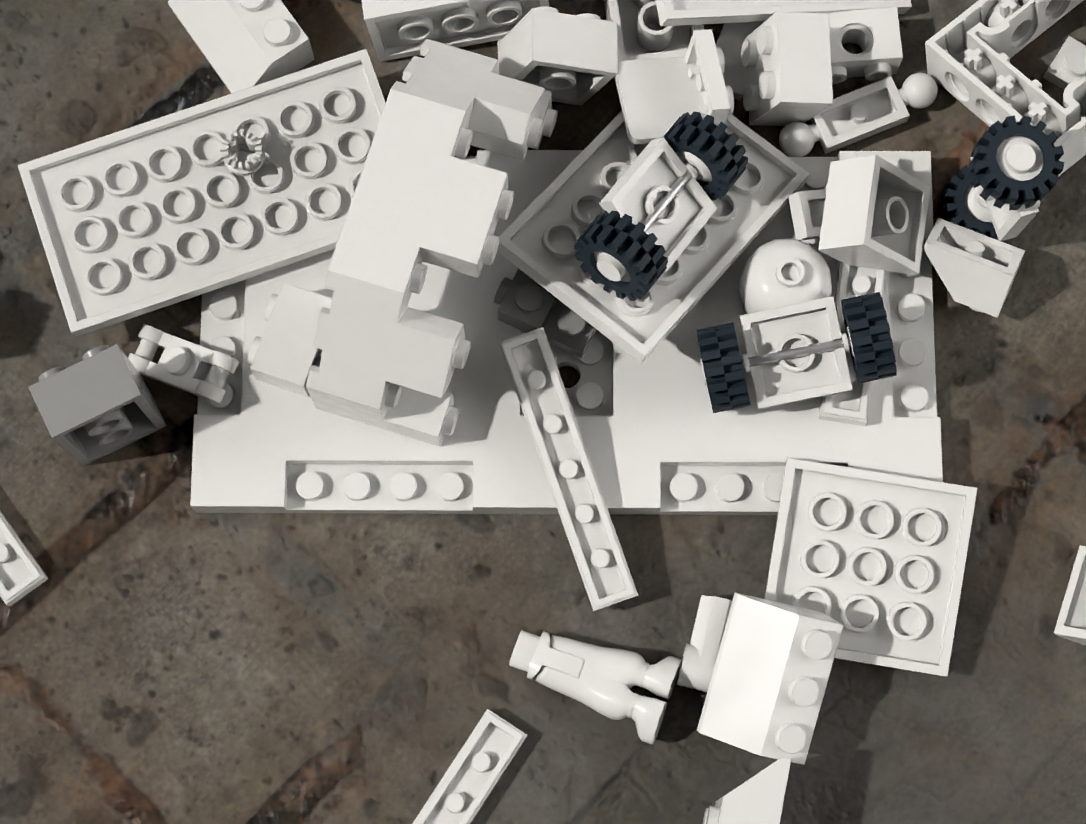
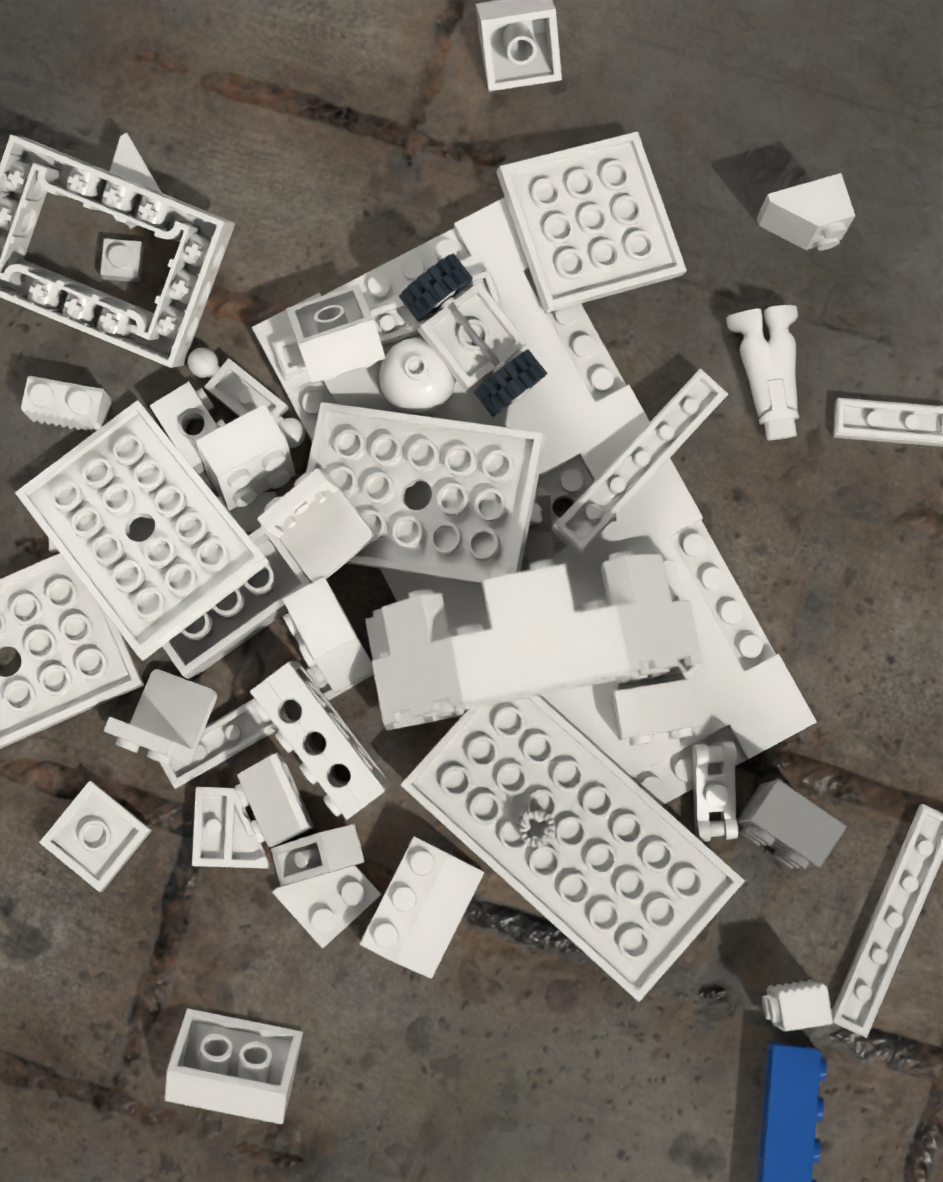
camera: 120 degrees left, 5 degrees up
(660, 205) = (423, 478): plate -> none
(706, 638) = (712, 302): white piece -> none
(770, 677) = (710, 243): white slope -> none
(807, 213) = (354, 384): white plate -> none
(973, 266) = (326, 252): white slope -> none
(1005, 180) = (264, 251): black plate -> none

